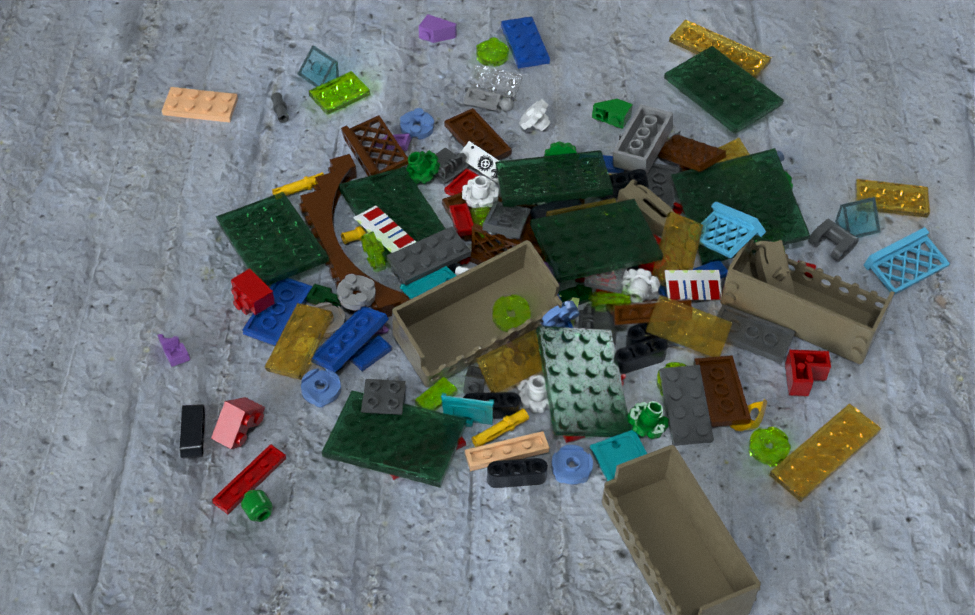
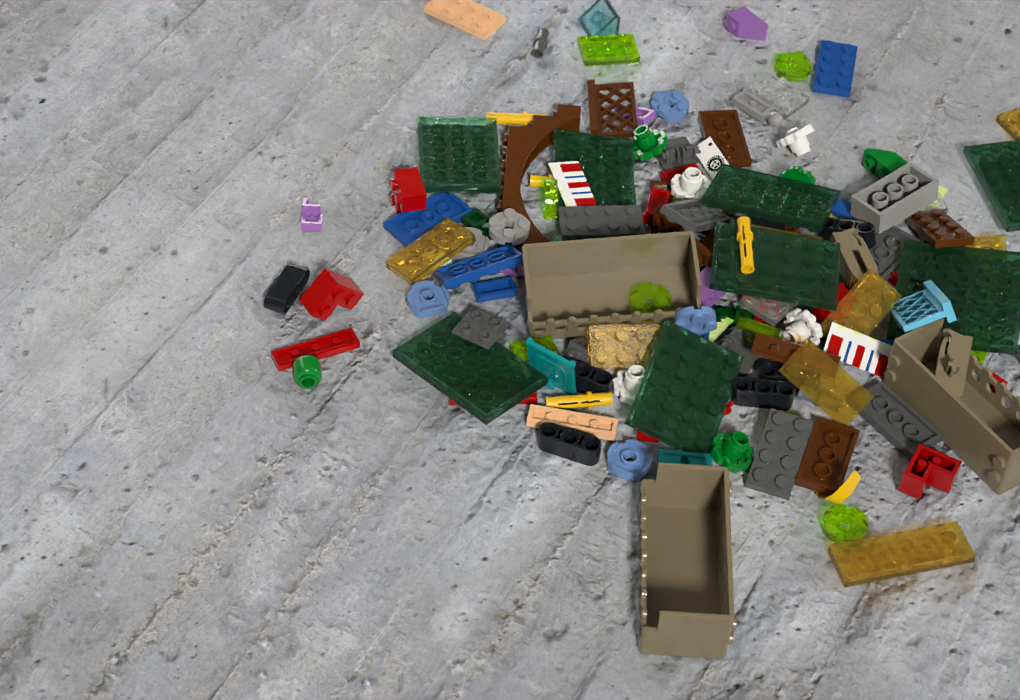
camera: 25 degrees right, 5 degrees down
(578, 248) = (745, 239): none -> yellow pin

